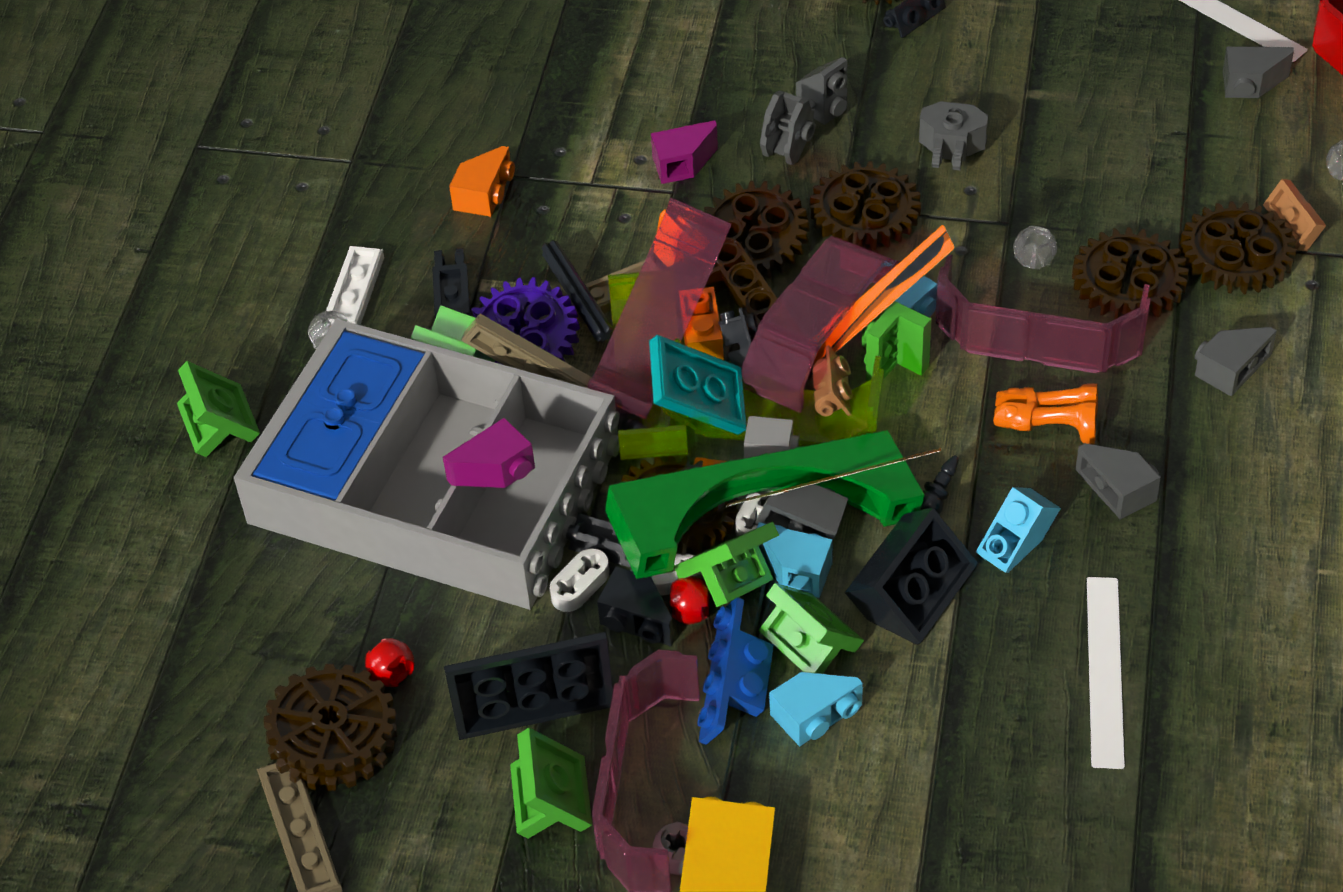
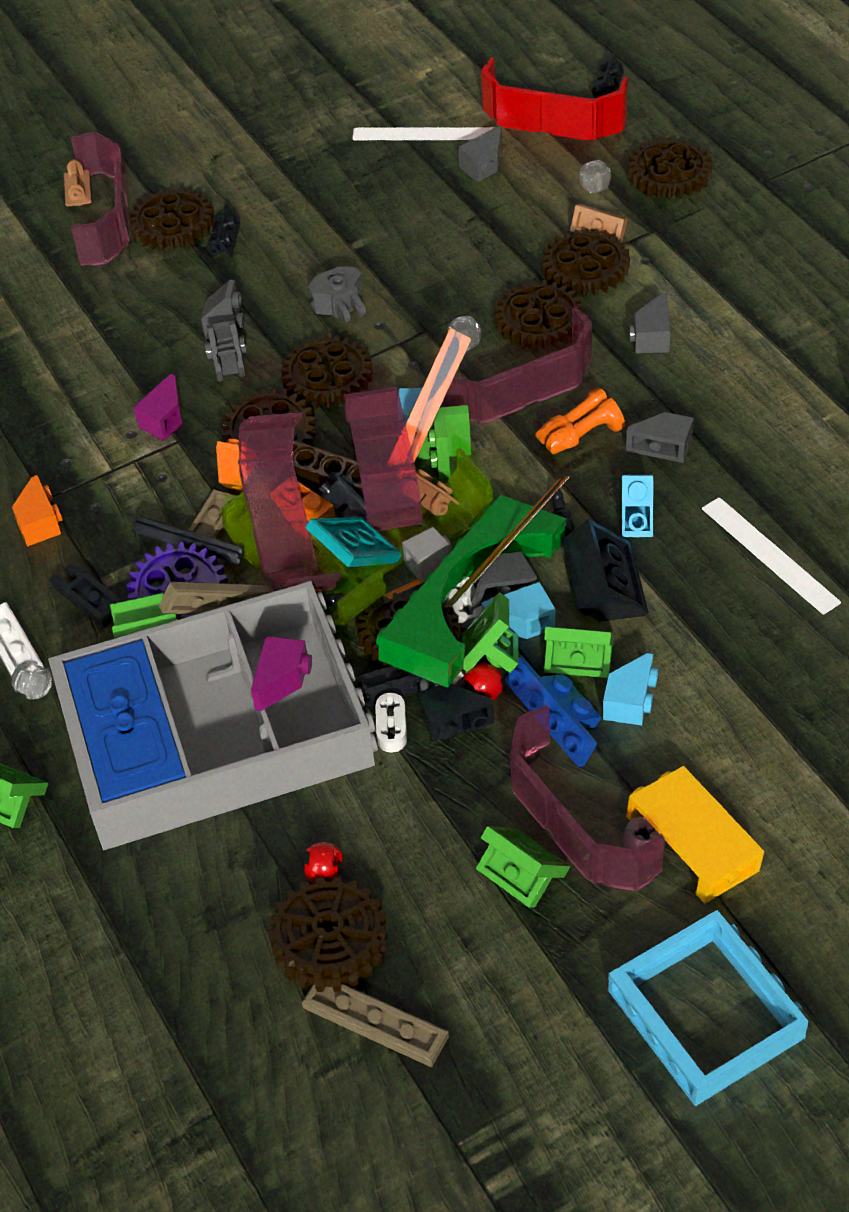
camera: 40 degrees left, 0 degrees up
(530, 685) = (445, 807): black slope -> none

